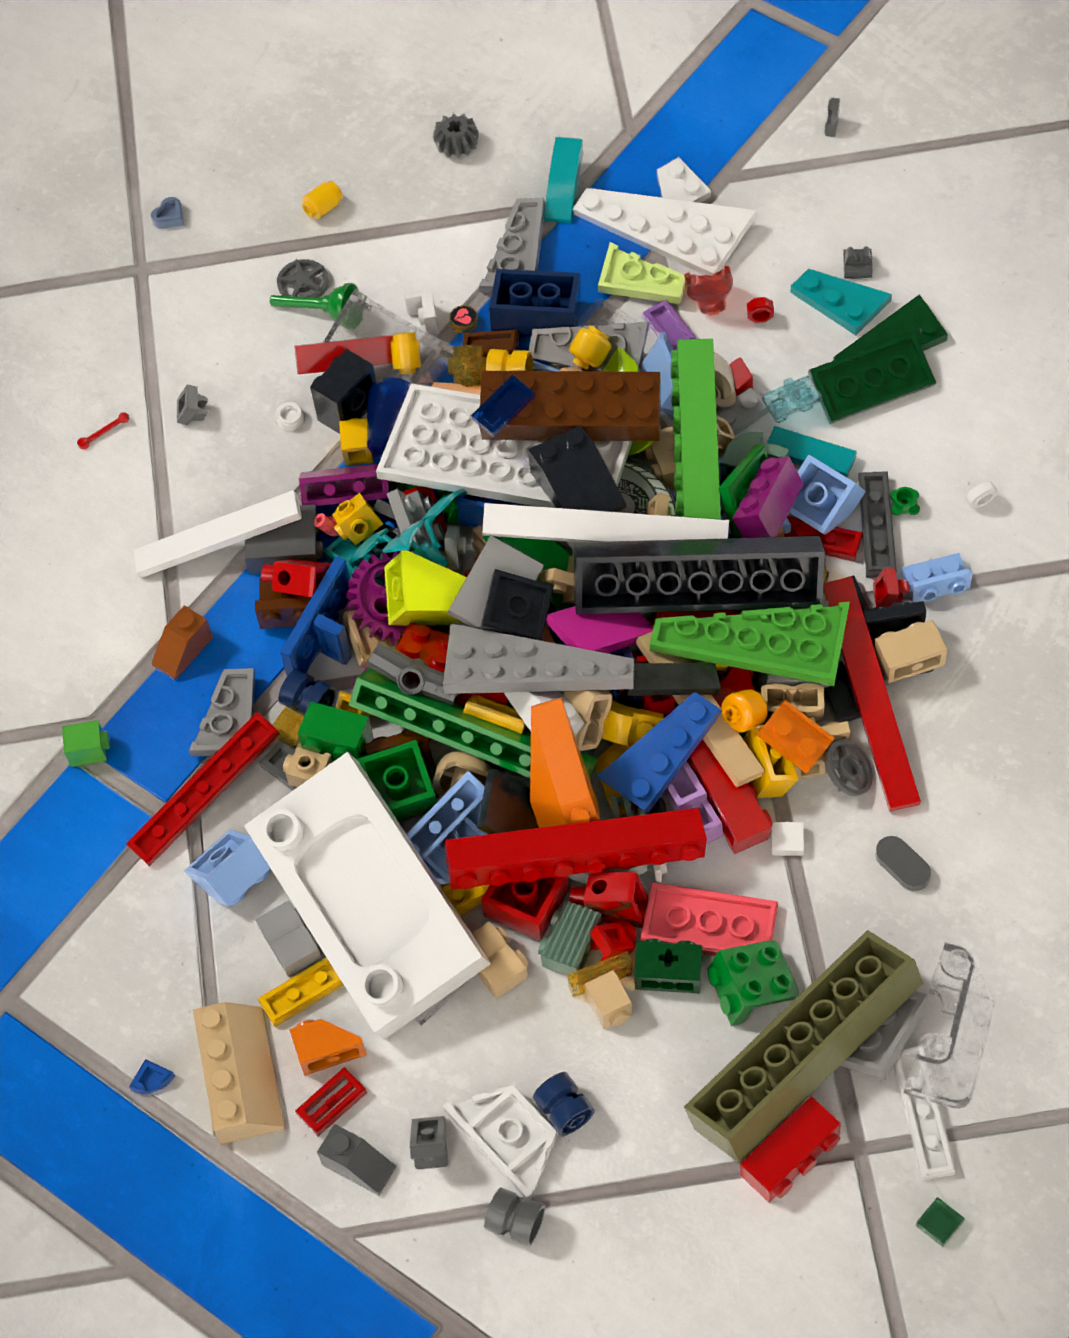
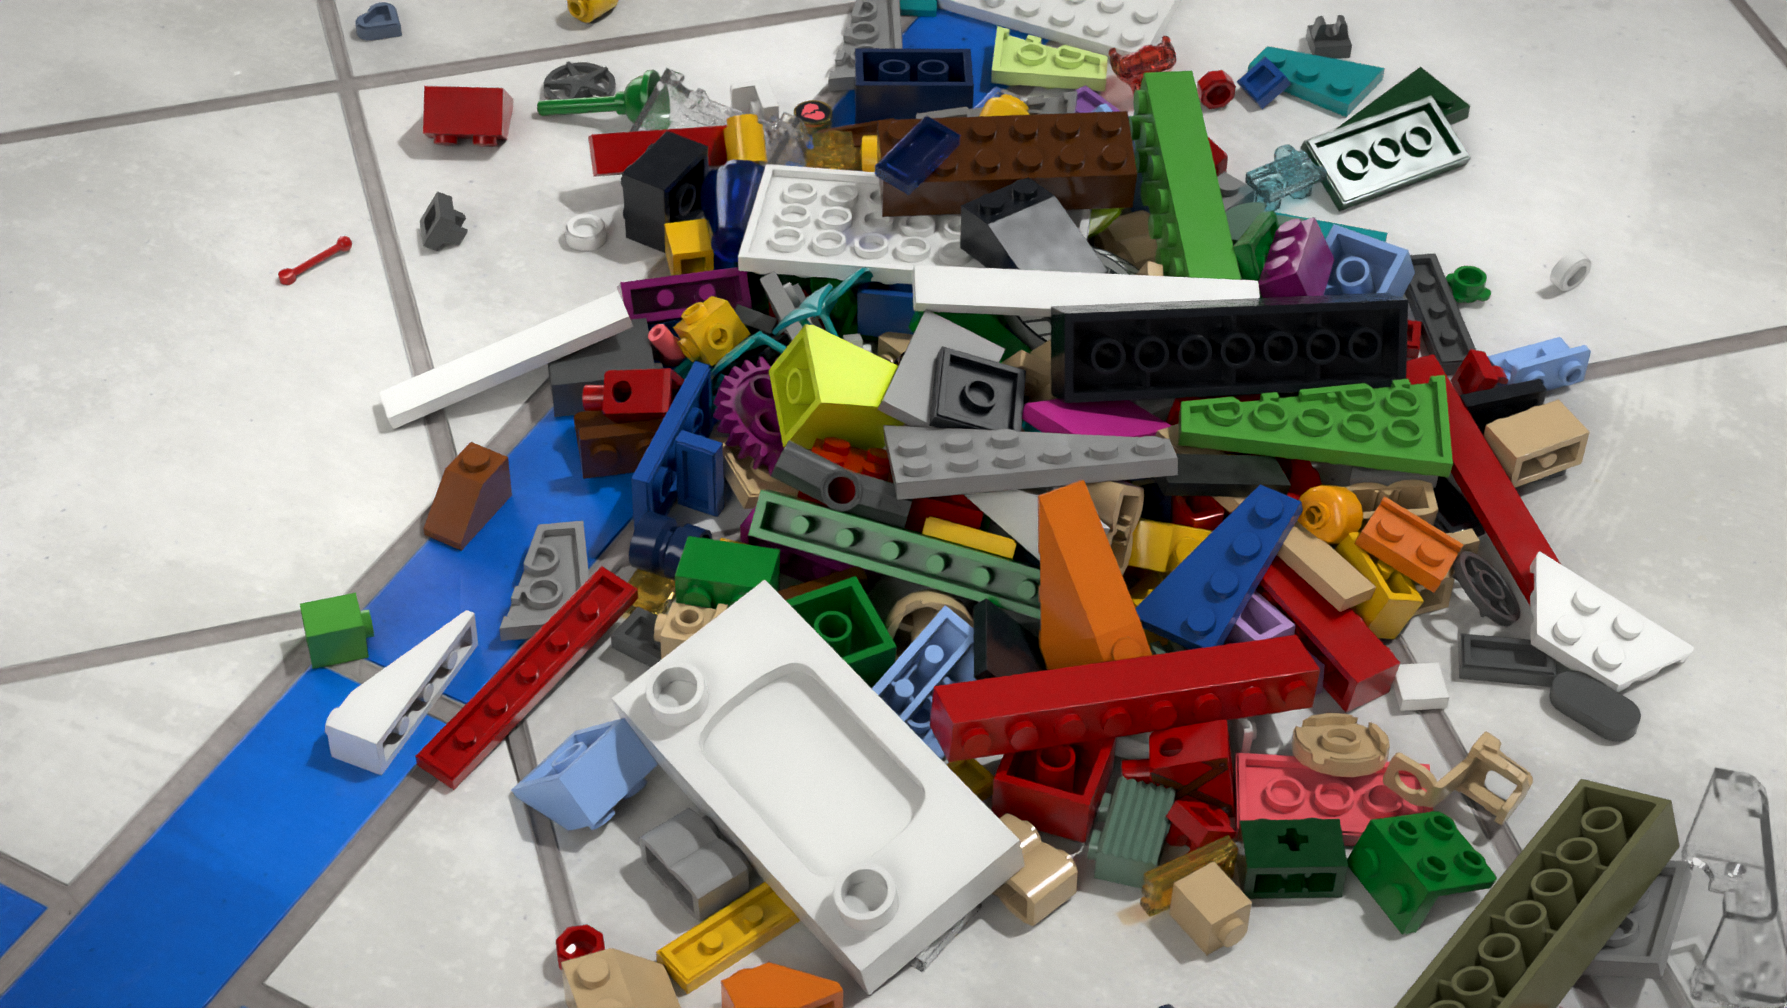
camera: 15 degrees left, 15 degrees down
(114, 804) = (391, 705): none -> white slope
(210, 992) = (578, 942): none -> red tile
(218, 309) = (466, 114): none -> red slope
(721, 883) = (1340, 746): none -> tan tile
(797, 304) = (1263, 82): none -> blue tile
(807, 908) = (1465, 778): none -> tan piece
(852, 821) = (1504, 661): none -> dark grey tile
(915, 807) = (1596, 631): none -> white wing

